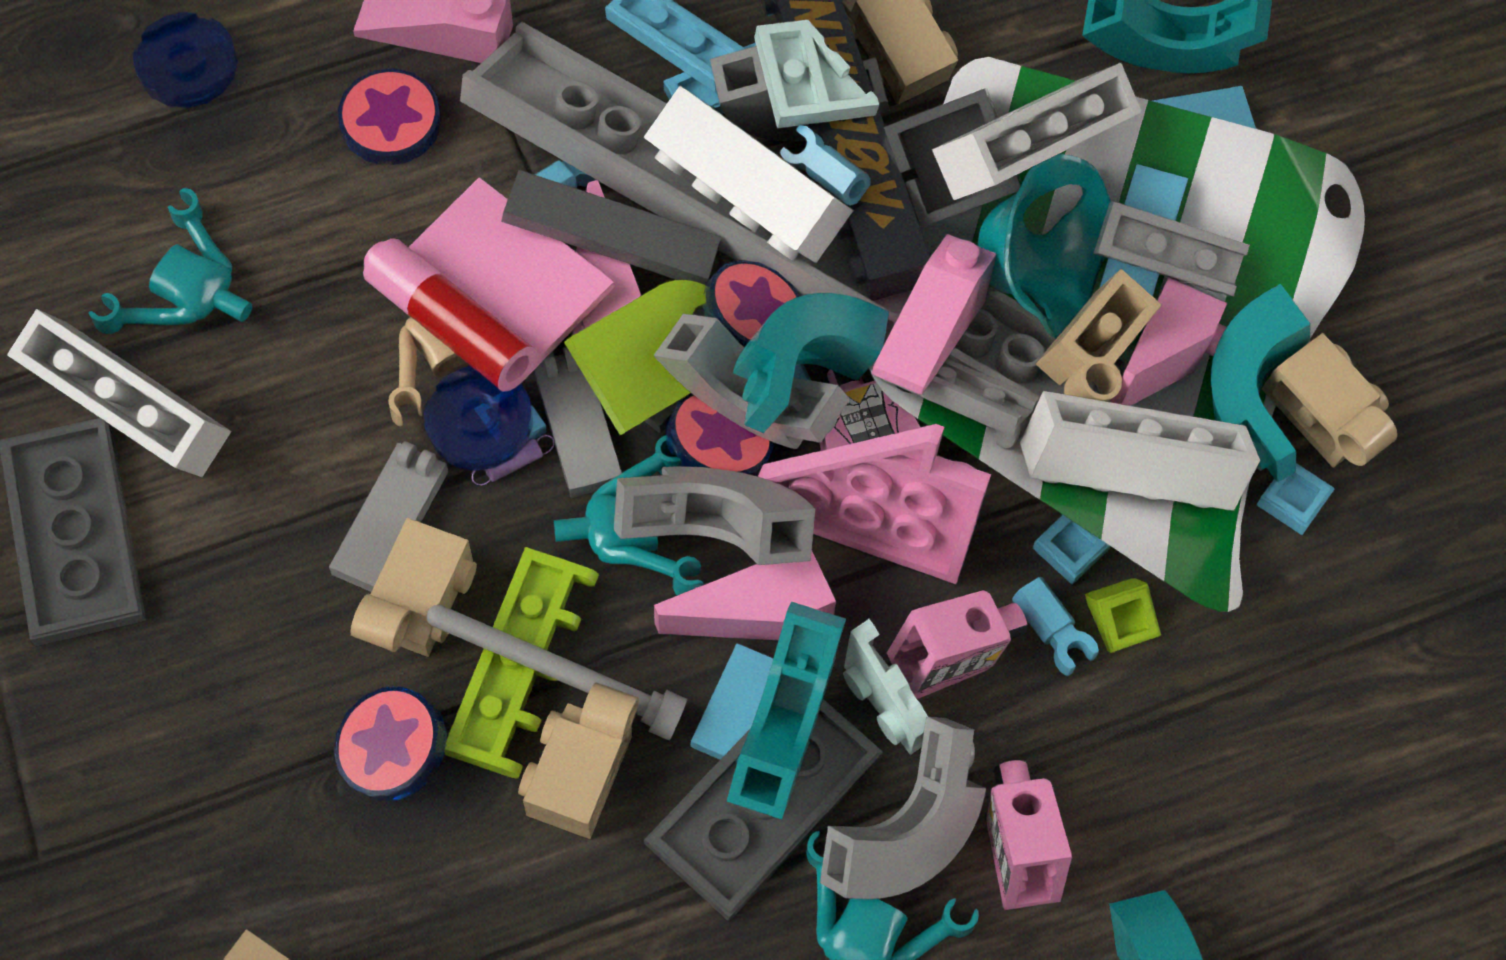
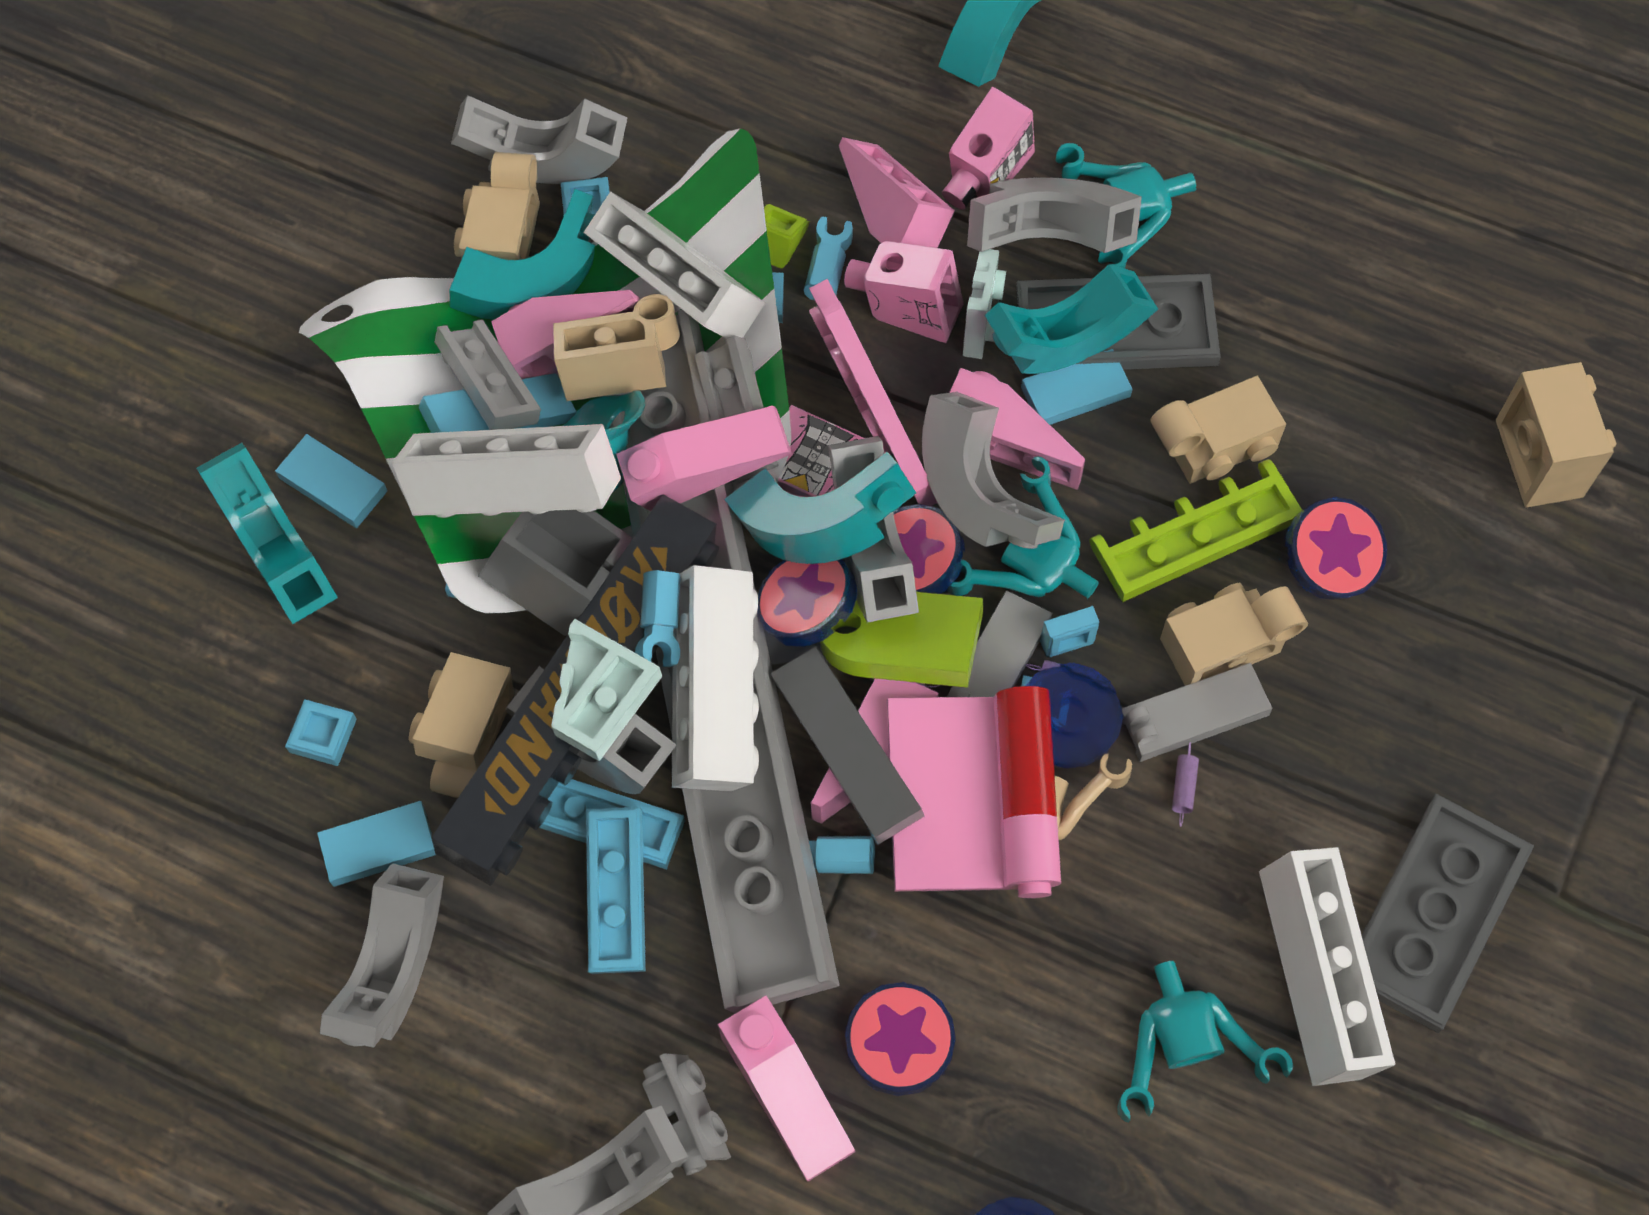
camera: 130 degrees left, 0 degrees up
(348, 457) = (1185, 784): none -> lavender piece
(540, 482) = (1069, 632): none -> medium azure tile
(657, 710) = (1133, 418): light grey piece -> none
(1061, 718) = (892, 198): none -> bright pink slope
(1373, 502) = (564, 148): none -> light grey arch

